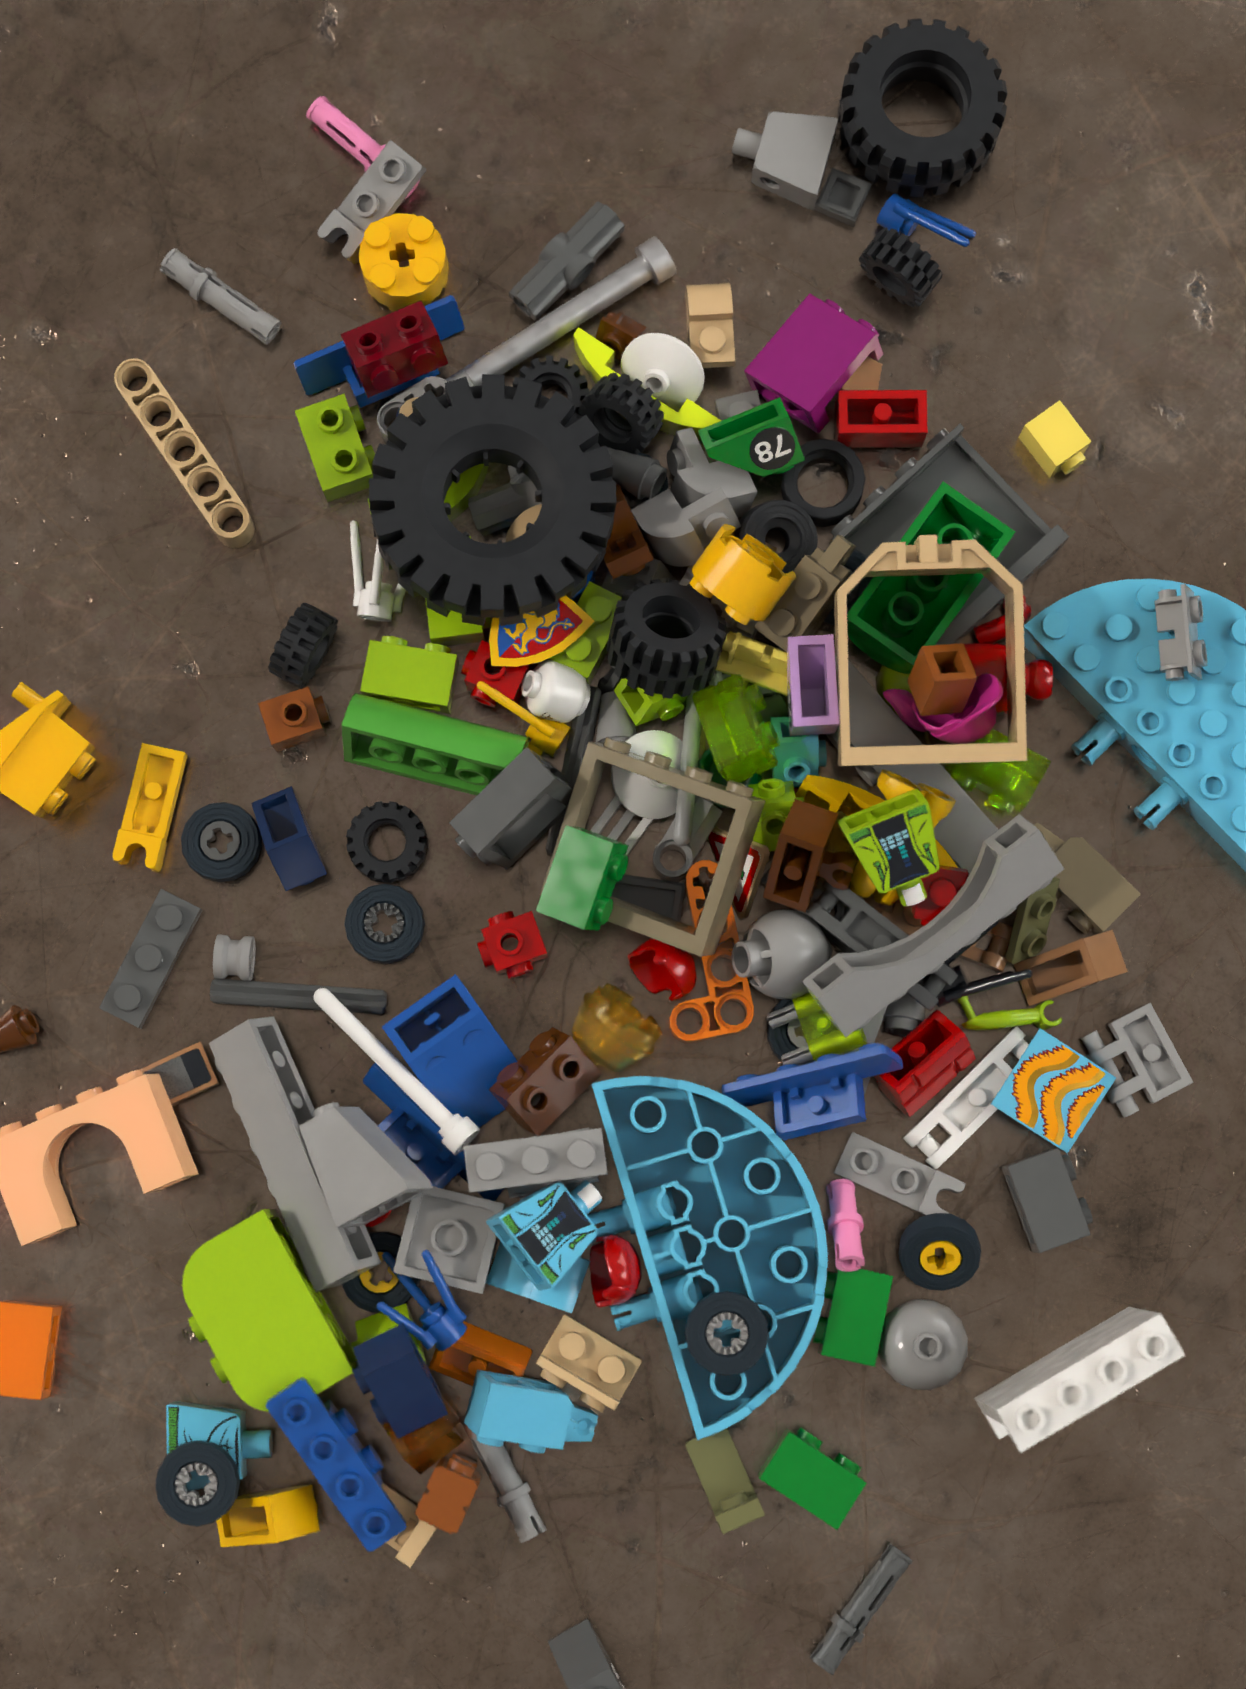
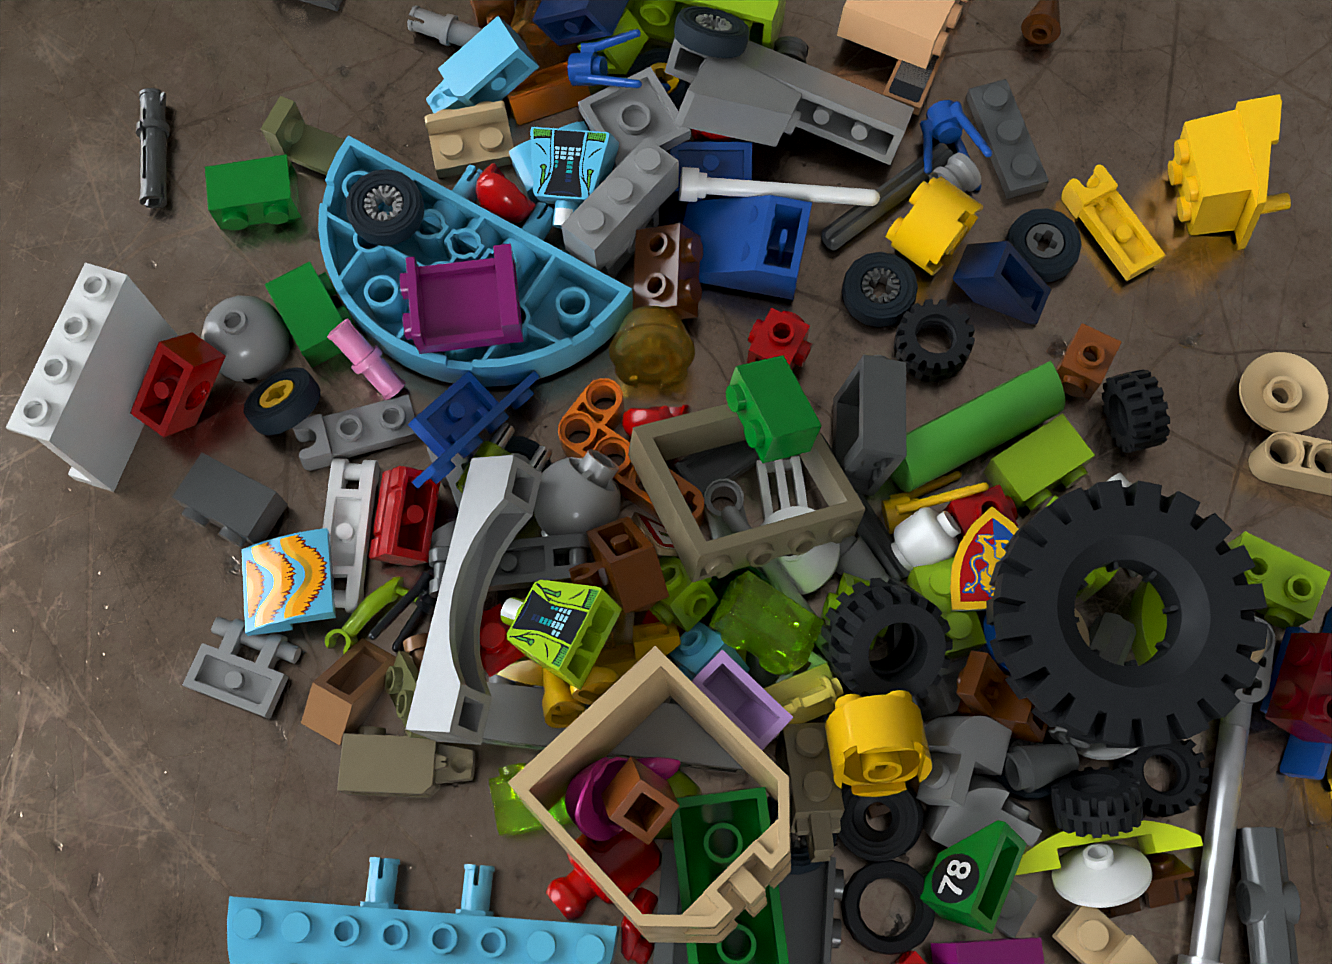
camera: 140 degrees right, 10 degrees down
(162, 545) = (1293, 379): none -> tan dish
(192, 1008) = (945, 124): none -> blue plant
(252, 1195) = (792, 47): none -> dark grey bush
(298, 926) = (935, 223): none -> yellow brick
(305, 1237) = (711, 32): none -> black bush
(737, 1186) = (462, 303): none -> magenta panel
(1013, 1333) = (177, 384): none -> red brick

